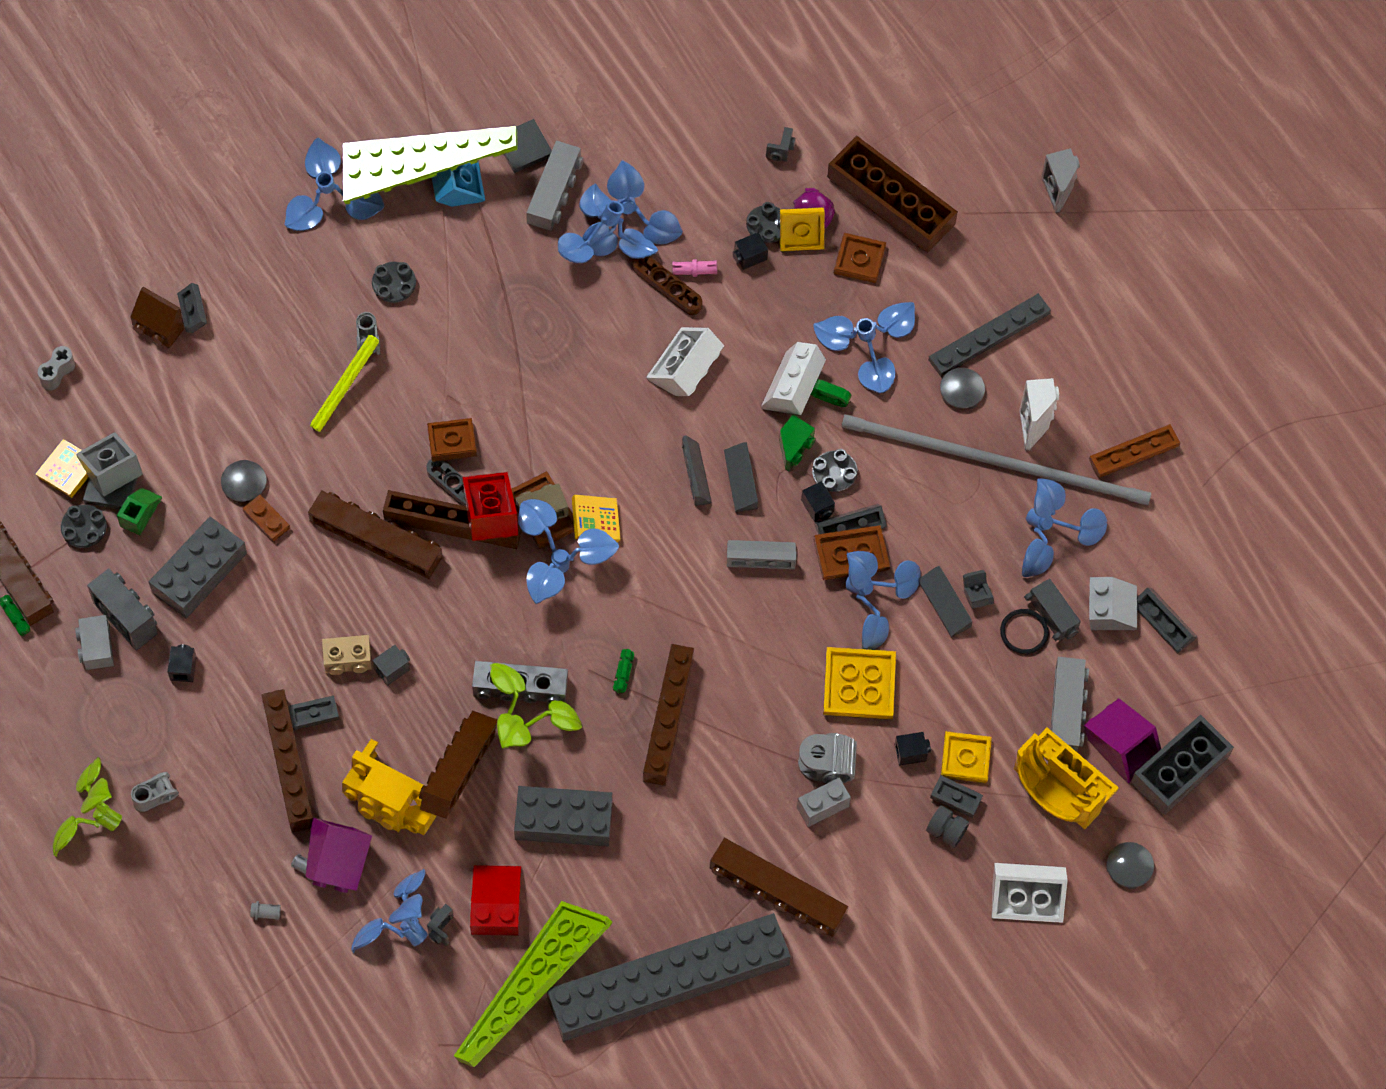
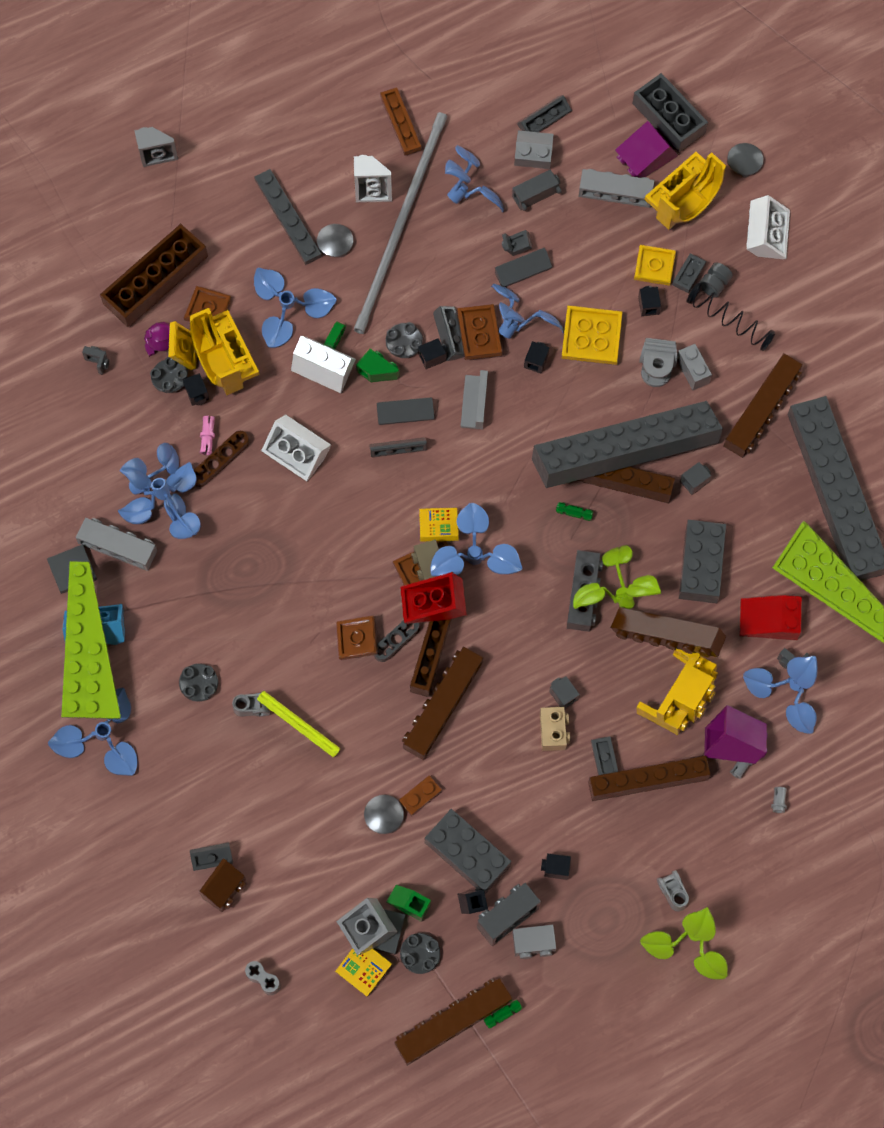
camera: 85 degrees left, 5 degrees up
(138, 572) = (472, 901): none -> black brick
(674, 808) = (695, 478): none -> dark grey brick
(704, 716) = (626, 444): none -> dark grey brick
(797, 272) = (222, 357): none -> yellow piece
(823, 619) = (536, 357): none -> black brick
(927, 796) = (691, 297): none -> black piece
(1024, 651) = (550, 200): black tyre -> none

